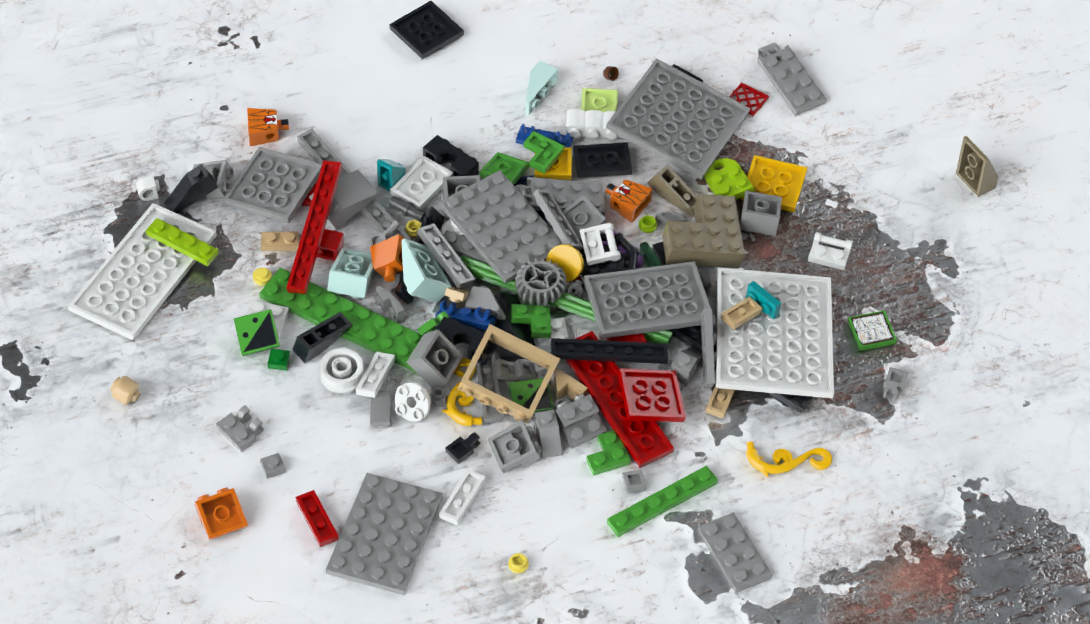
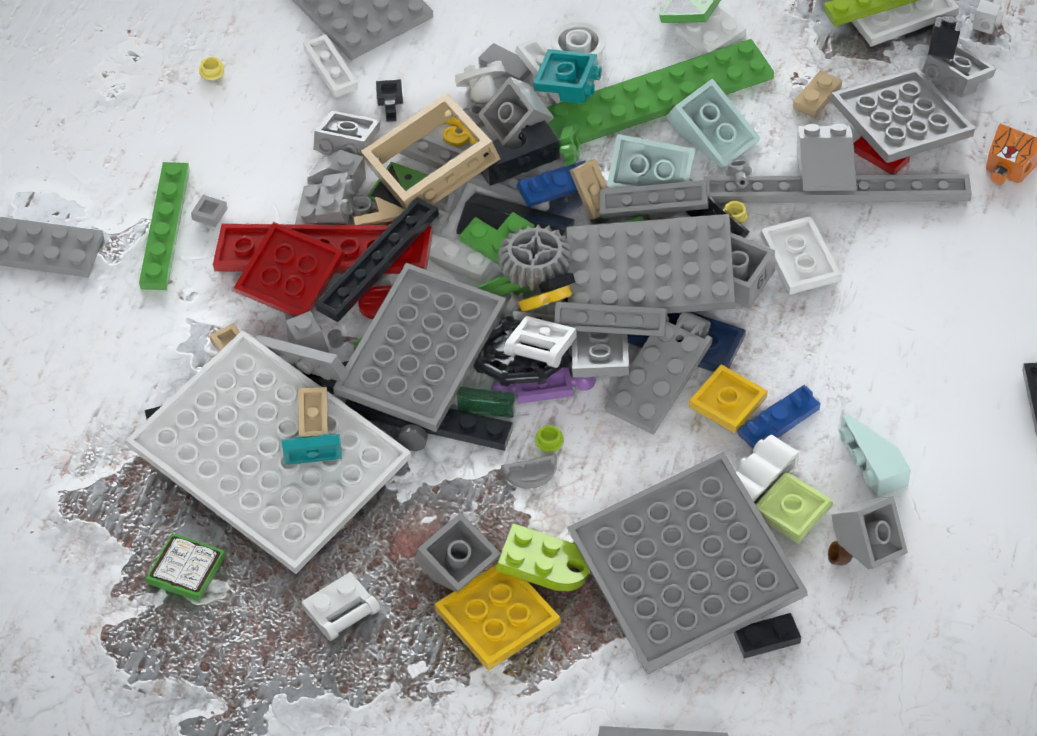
camera: 130 degrees right, 0 degrees up
(262, 276) = (776, 54): light yellow plate -> none
(279, 359) = (645, 17): green plate -> none
(314, 227) = (792, 98): red plate -> none
(320, 337) = (636, 46): black slope -> none
(331, 244) = (772, 120): red slope -> none
(379, 350) = (568, 74): none -> teal plate
(388, 257) = (709, 158): orange torso -> none
(389, 173) = (834, 220): teal slope -> none
(389, 303) = (646, 128): light grey slope -> none
(407, 209) = (770, 219): dark grey pin -> none
(442, 151) = (794, 306): black arch -> none
(485, 299) = (555, 204): light grey slope -> none
(510, 167) = (756, 343): bright green tile -> none
(546, 151) = (743, 388): bright green plate -> none
(554, 254) = (557, 282): none -> black tile
(591, 61) = (871, 531): none -> light grey slope
(602, 160) = (690, 443): black plate -> none
(613, 454) = (262, 208): bright green plate -> none
(629, 198) = (602, 438): orange torso -> none
(673, 189) = (574, 493): dark tan slope -> none
(709, 241) = (457, 474): dark tan brick -> none
(751, 90) = (679, 709): red window -> none
(789, 464) = (94, 362): yellow plant -> none
(894, 382) = (92, 533): light grey plate -> none

